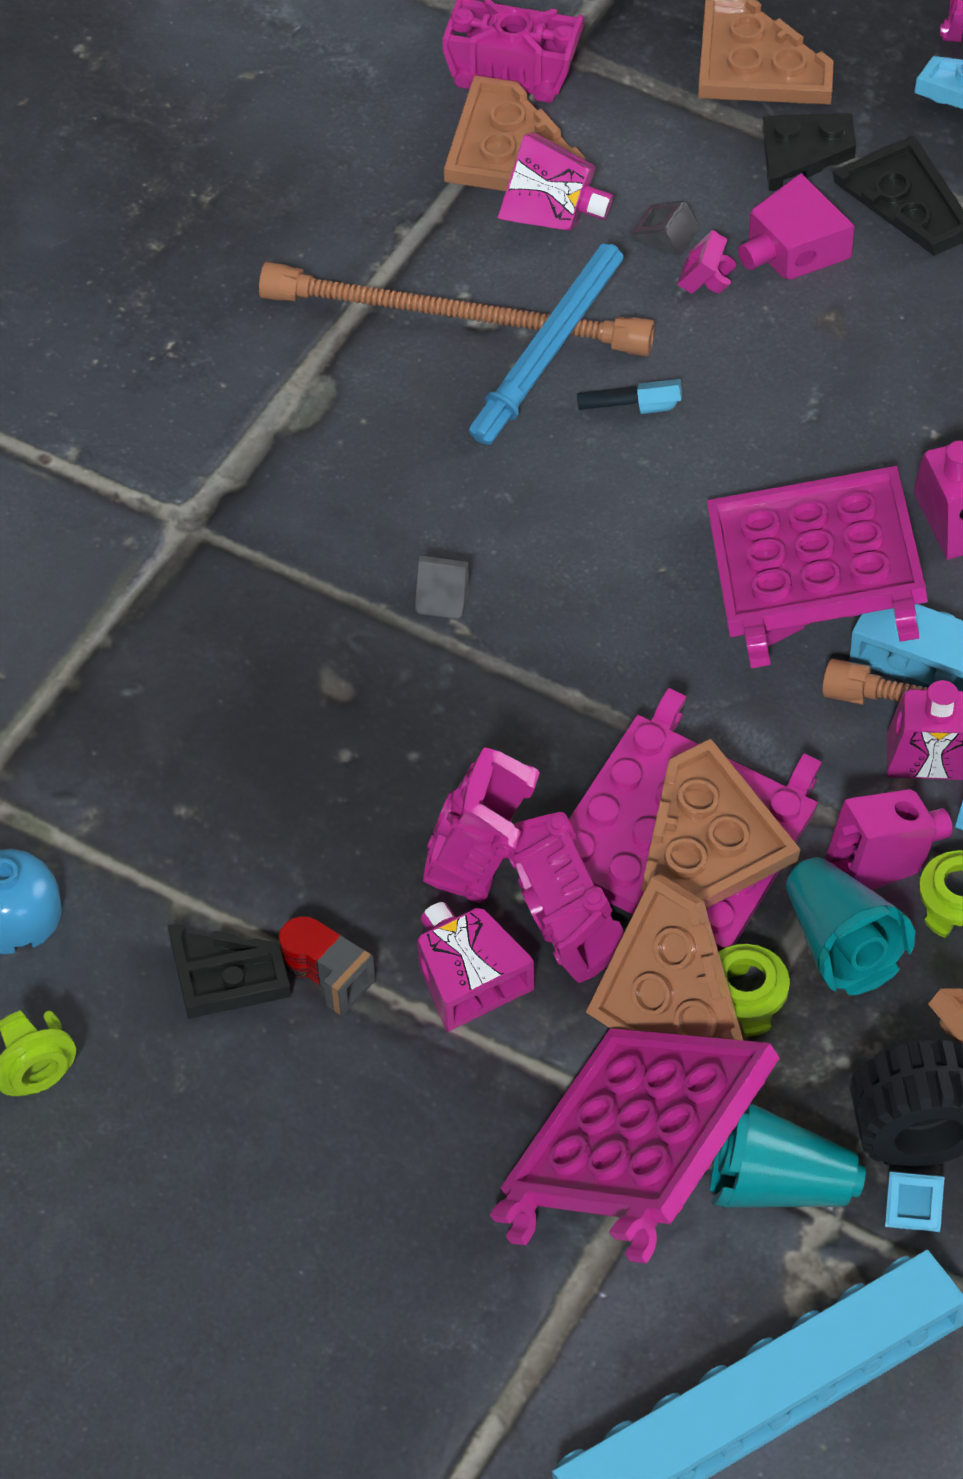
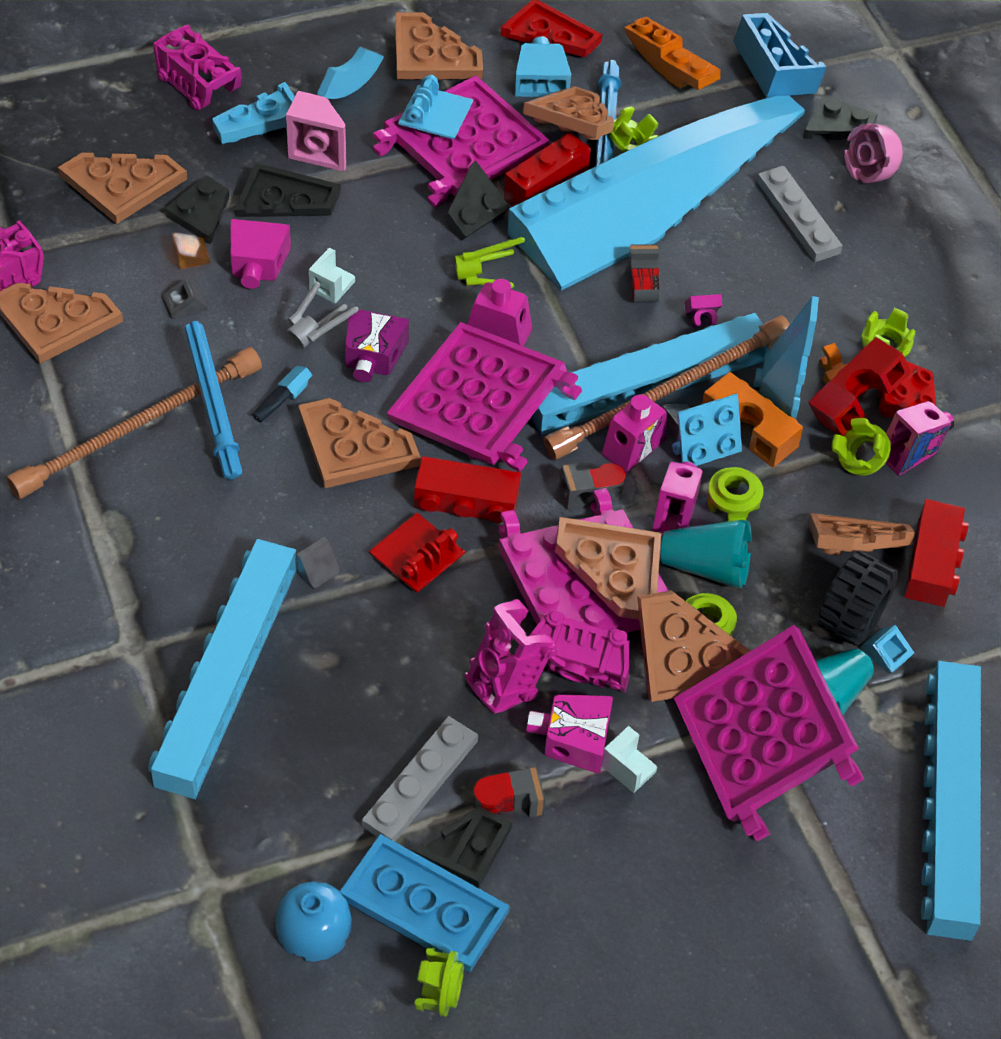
camera: 55 degrees left, 0 degrees up
(120, 981) = (424, 901): none -> dark azure plate
(230, 606) = (224, 669): none -> medium azure brick
(269, 874) = (420, 780): none -> light grey plate
(482, 1041) = (626, 762): none -> light aqua panel
(551, 187) = (114, 320): dark pink torso -> none
(555, 663) = (418, 552): none -> red hinge
(633, 504) = (354, 444): none -> nougat plate
(682, 644) = (466, 489): none -> red brick
(706, 264) = (233, 301): dark pink tile -> none
(733, 179) = (190, 250): none -> clear orange slope
(734, 349) = (307, 329): none -> light grey plant
(788, 420) = (374, 343): none -> magenta torso
(839, 316) = (332, 279): none -> light aqua panel
(841, 756) = (579, 486): none -> dark grey leg

